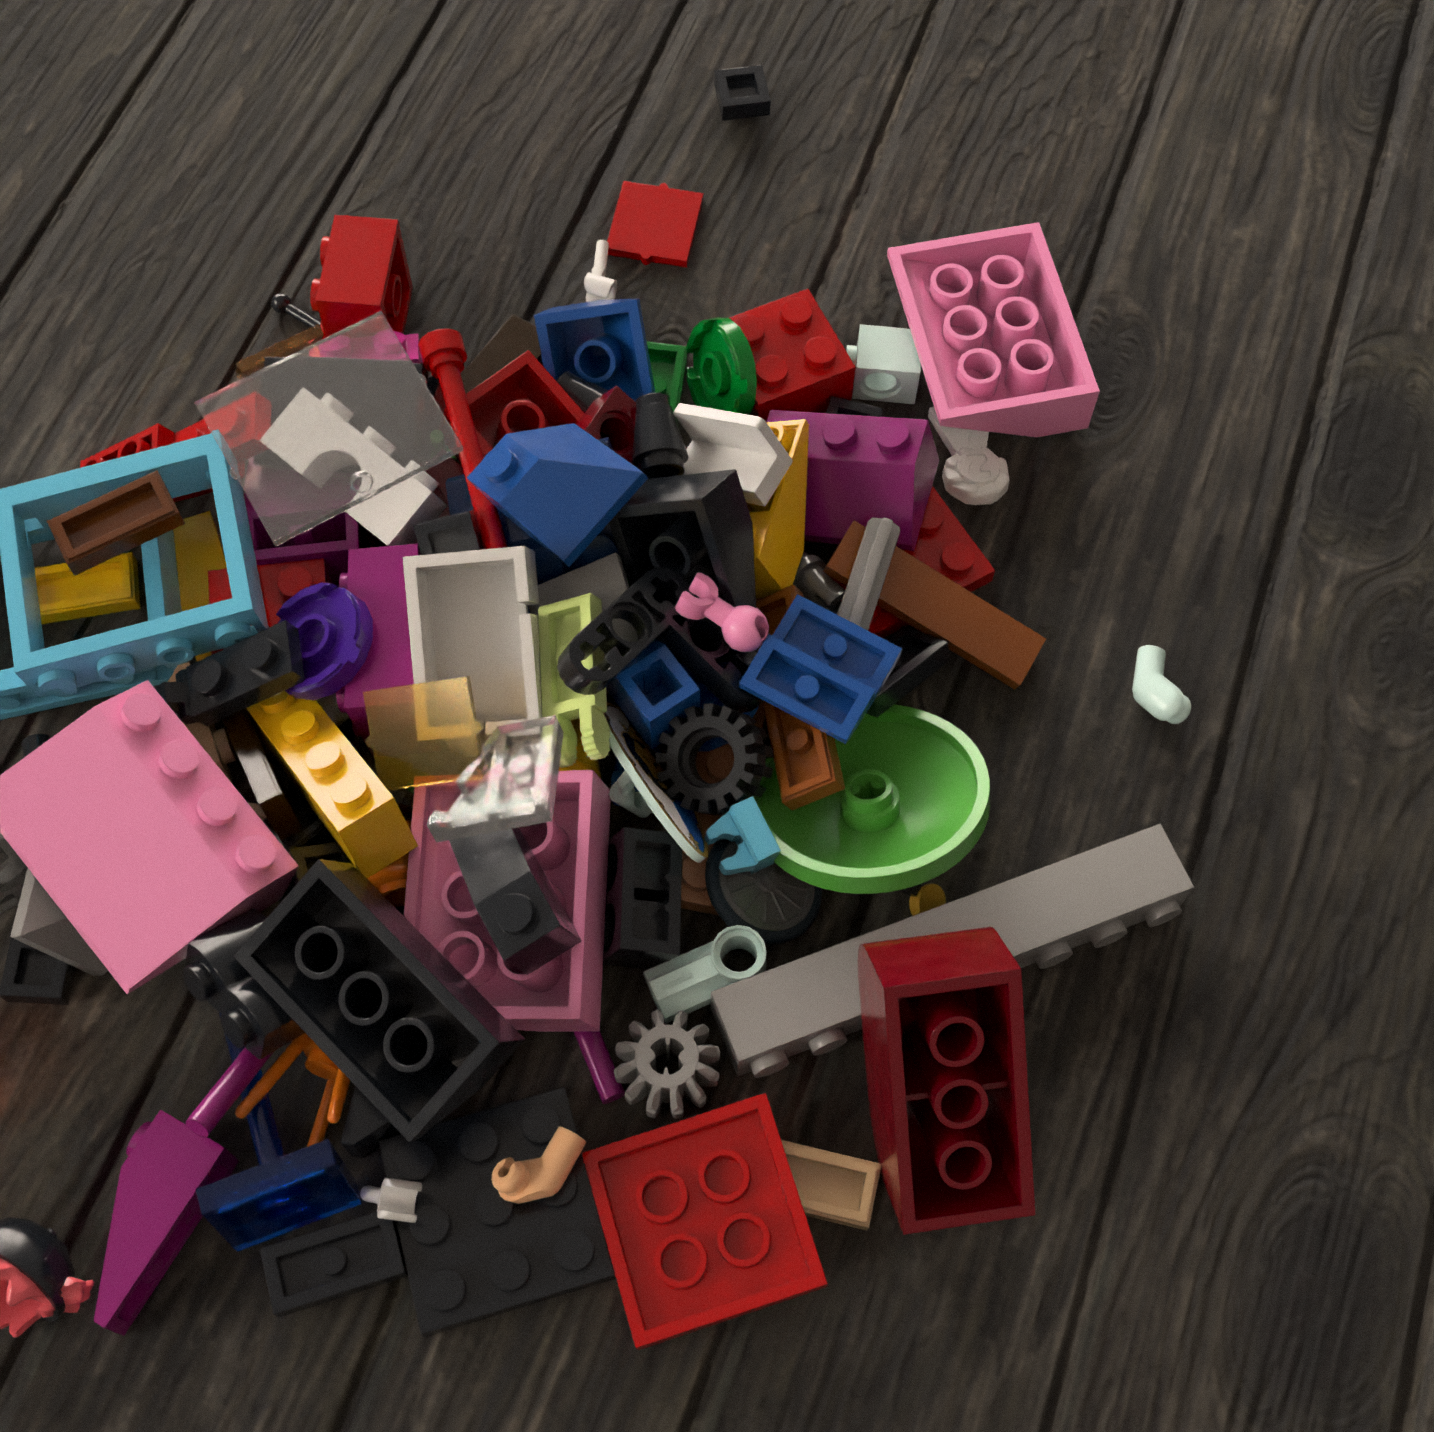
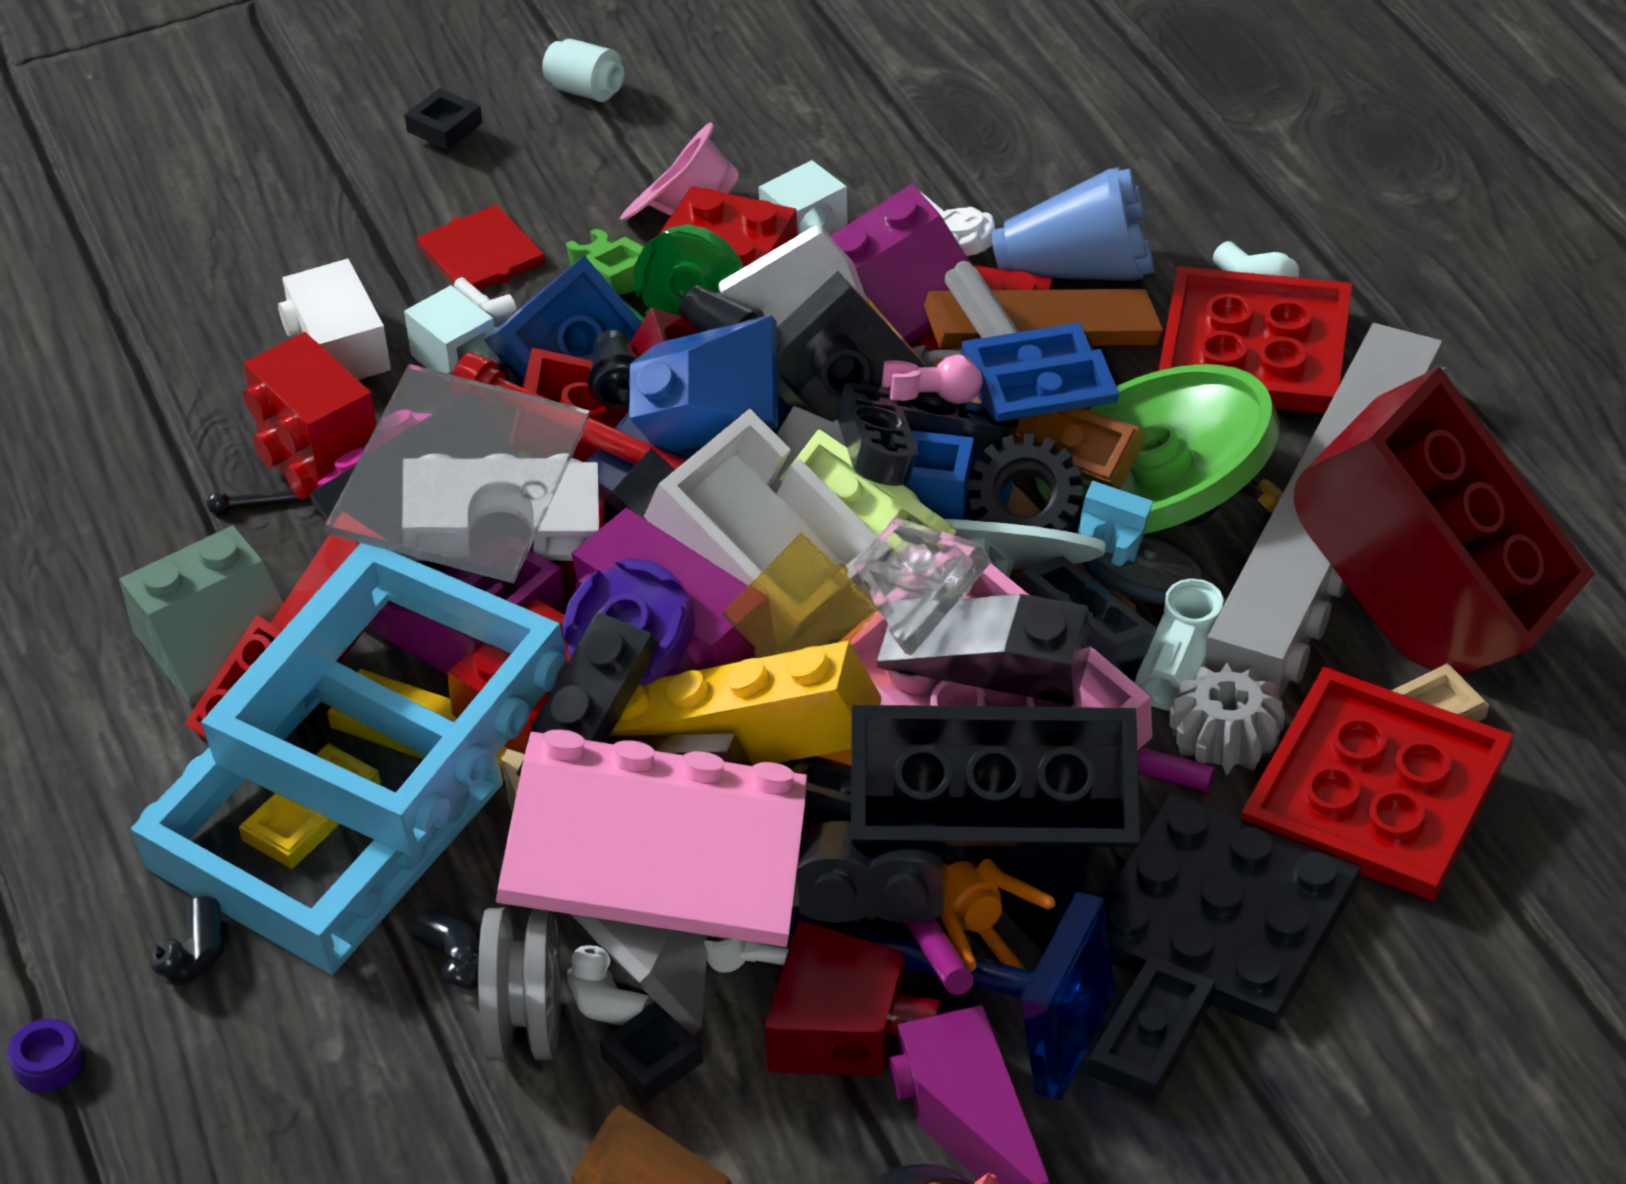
camera: 40 degrees left, 20 degrees down
(115, 522) = (357, 654): reddish brown tile -> none
(158, 377) = (198, 607): none -> sand green slope
(166, 1048) = (839, 1005): none -> dark red torso
(280, 349) = (295, 507): clear orange piece -> none
(394, 1199) = (1147, 937): white hand -> none
(485, 216) = (338, 316): none -> white brick
(540, 1176) = (1237, 834): light nougat arm -> none
(541, 279) = (447, 329): none -> light aqua brick
(558, 406) = (610, 370): none -> black cone
(712, 298) = (612, 260): none -> bright green plate
(835, 281) = (698, 166): none -> bright pink piece
(878, 120) = (583, 69): none -> light aqua brick
(995, 333) = (872, 122): bright pink slope -> none
(1049, 554) = (1080, 233): none -> medium blue cone
(1079, 752) = (1268, 325): none -> red plate

